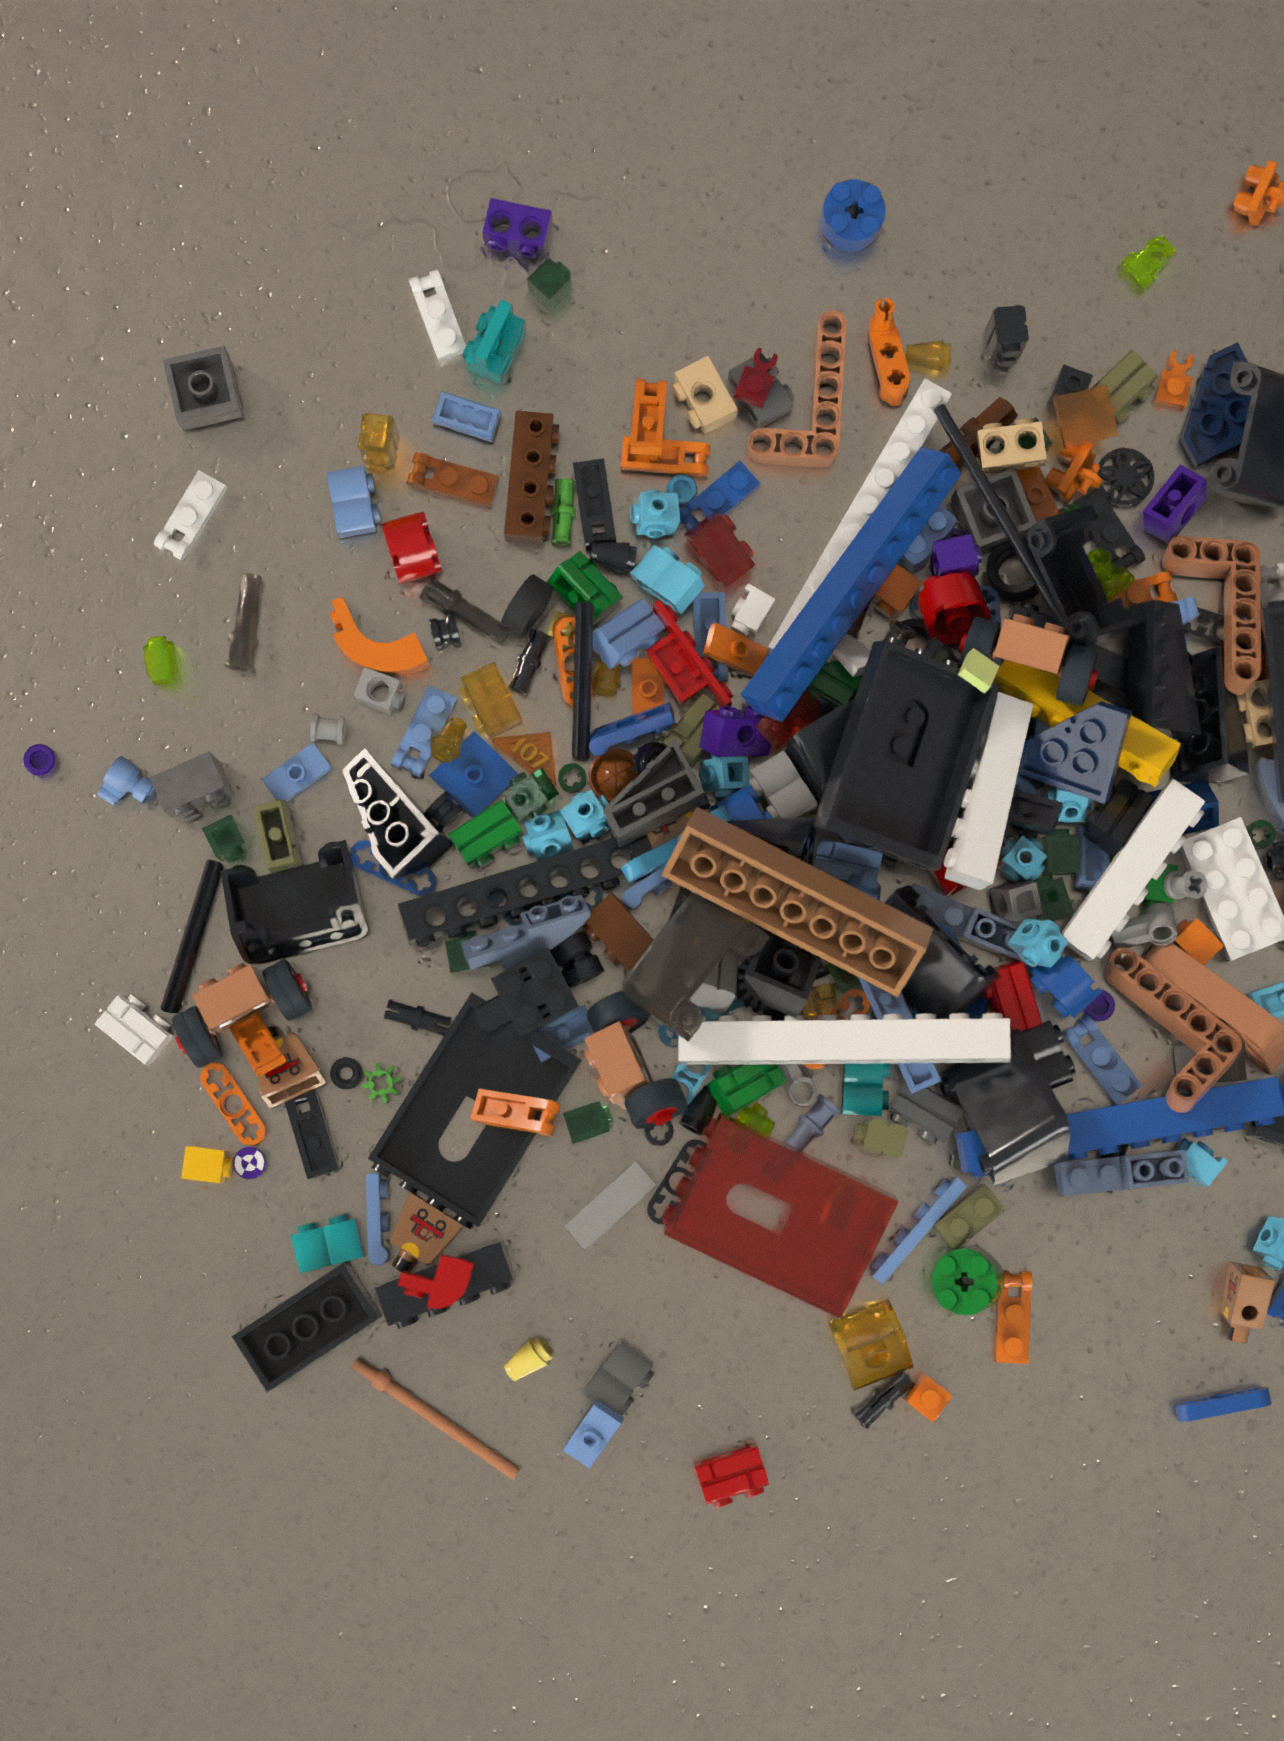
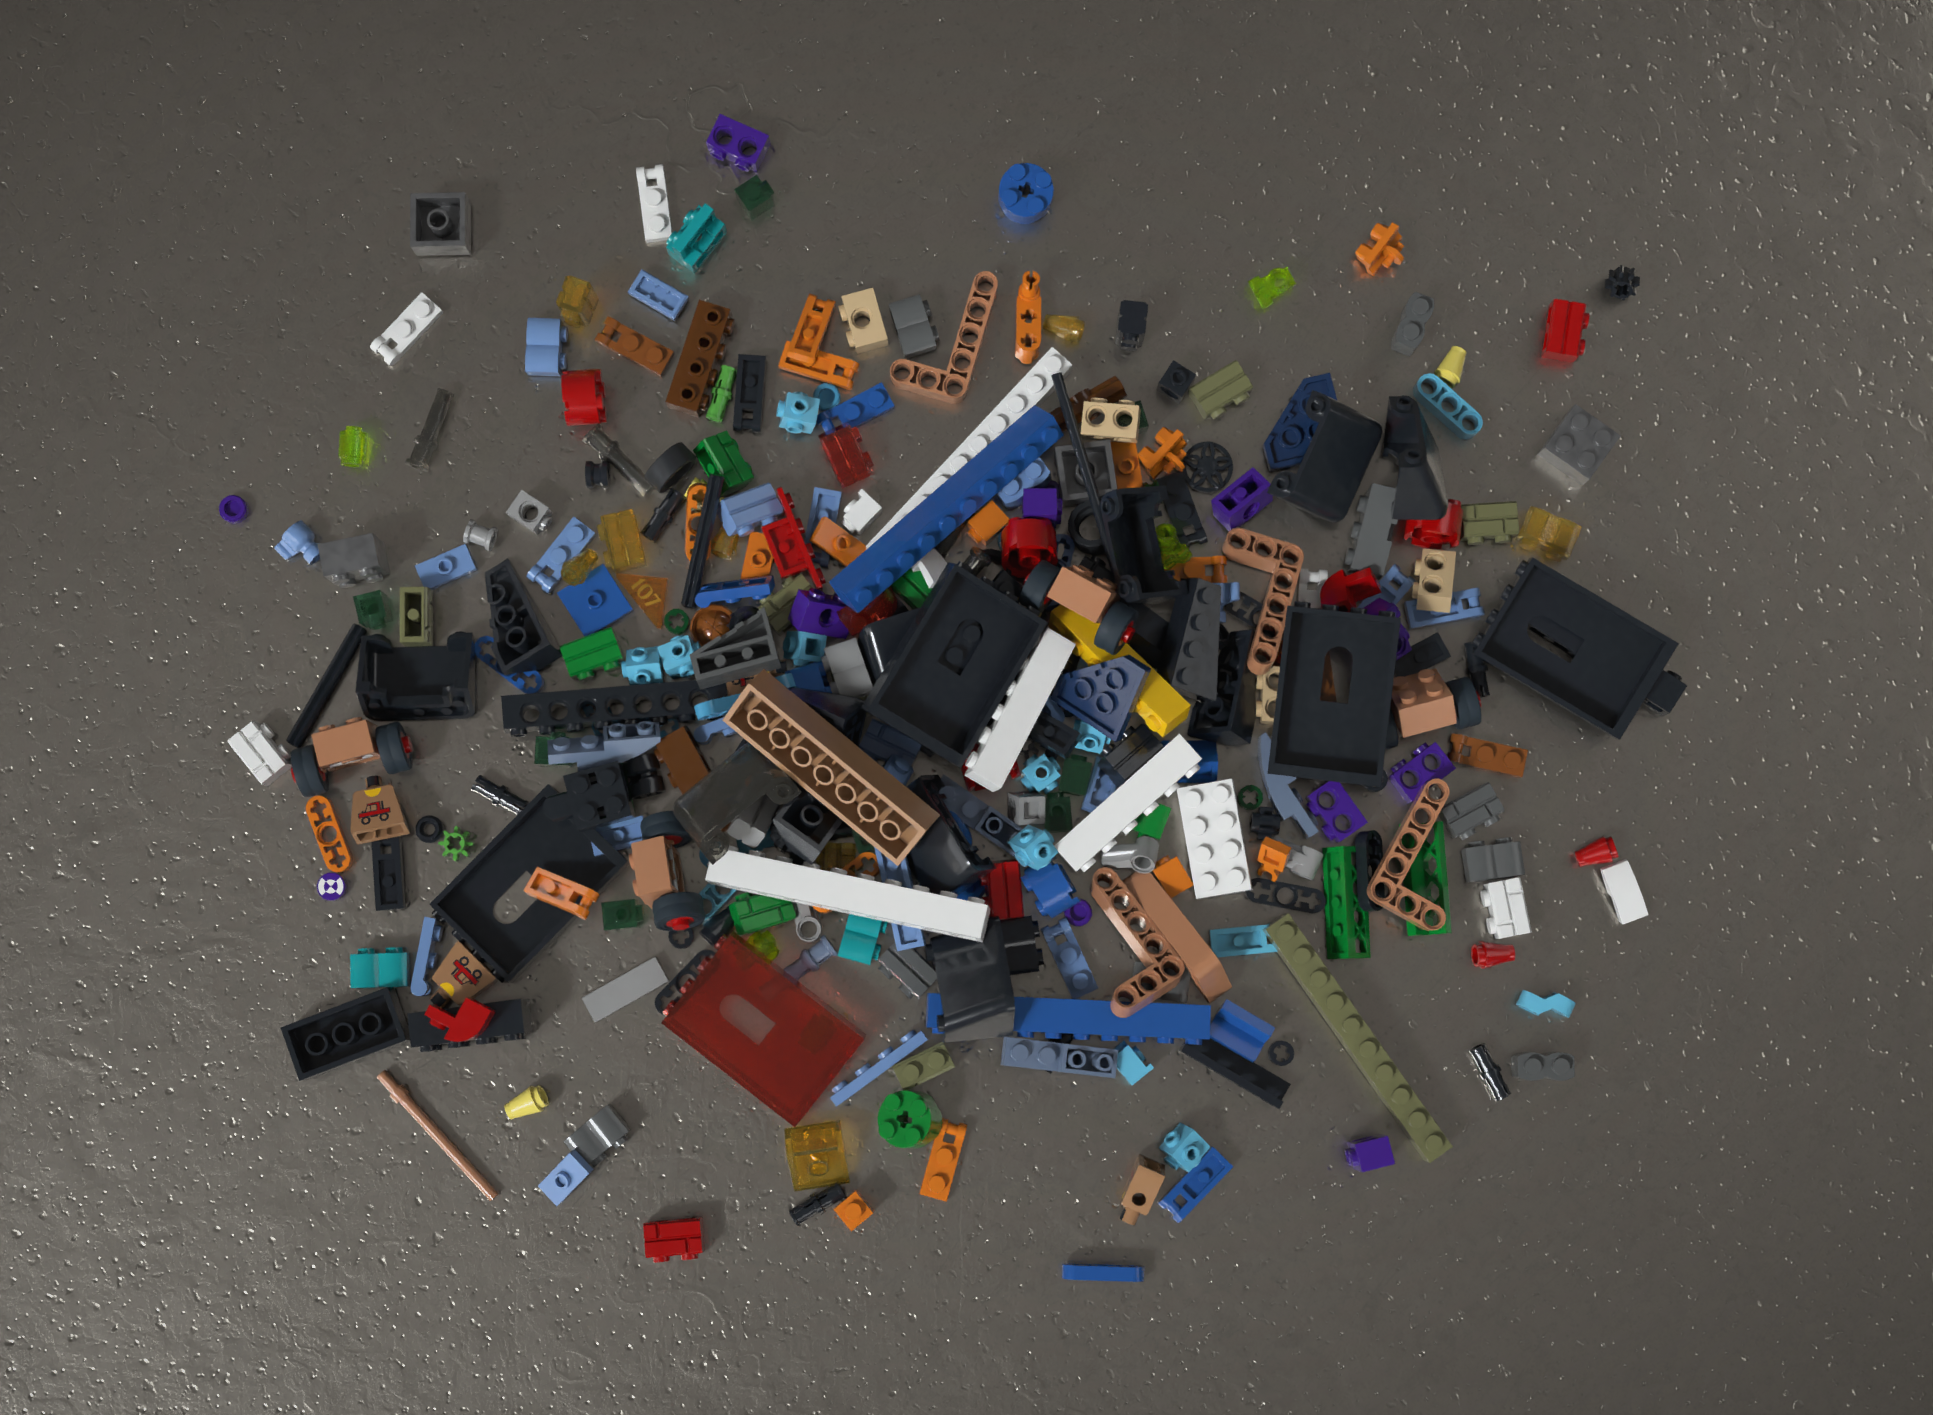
camera: 15 degrees right, 0 degrees up
(206, 1164) = (294, 880): yellow brick -> none
(257, 1044) = (357, 787): orange plate -> none
(391, 658) = (545, 487): orange arch -> none
(444, 810) = (562, 626): black wheel -> none
(529, 794) = (636, 627): clear green brick -> none
(614, 555) = (755, 440): black cone -> none
(668, 578) = (795, 470): medium azure brick -> none
(755, 382) = (907, 319): dark red plate -> none
(880, 1138) = (863, 983): olive brick -> none
(978, 670) = (1031, 606): yellowish green tile -> none
(1085, 416) = (1181, 409): clear orange piece -> none
(1174, 385) = (1268, 397): orange plate -> none
(1188, 884) = (1171, 825): light grey bush -> none

